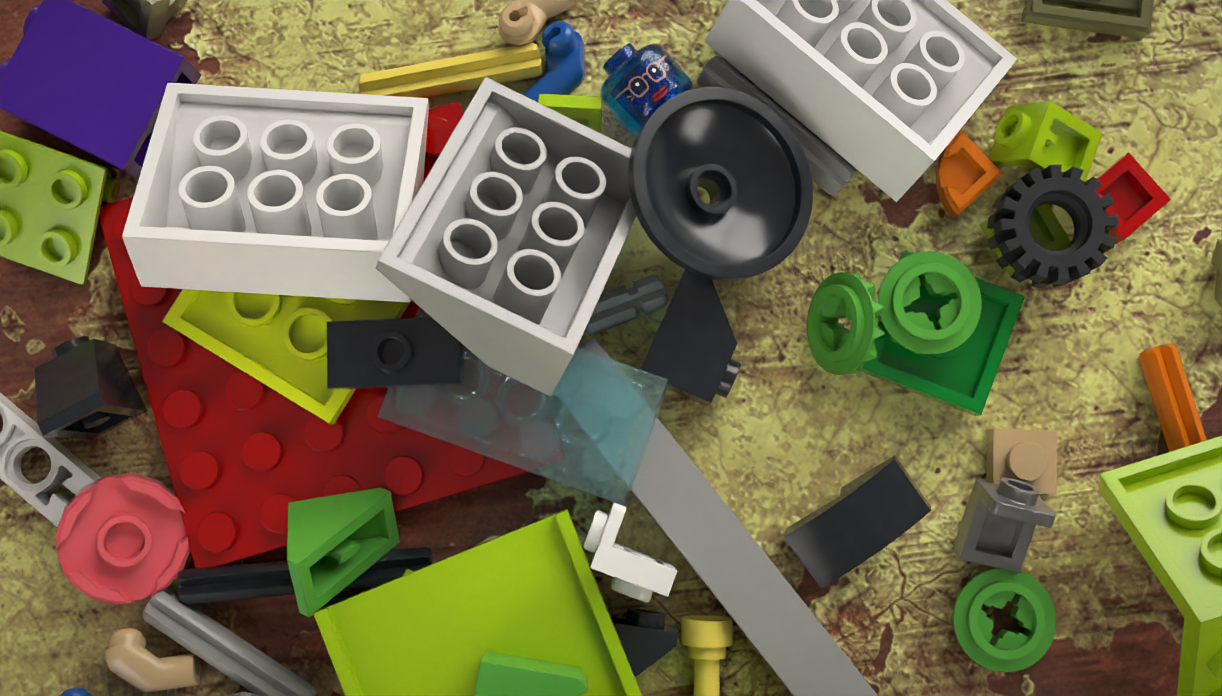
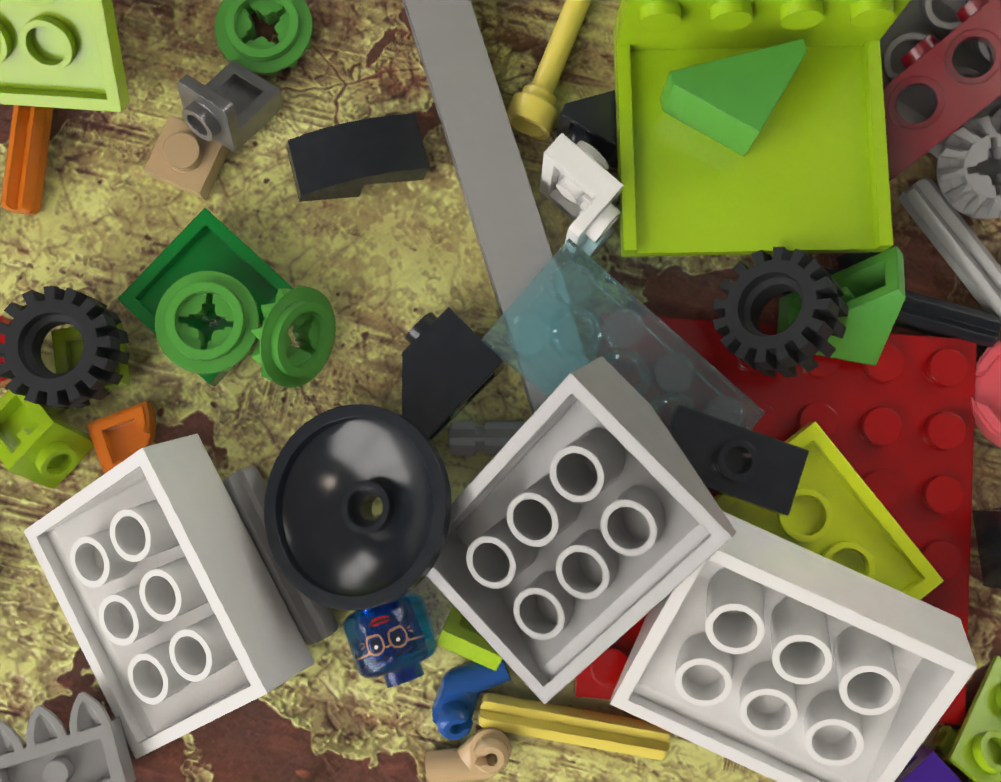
camera: 155 degrees left, 0 degrees up
(431, 517) = (804, 336): none -> black tyre

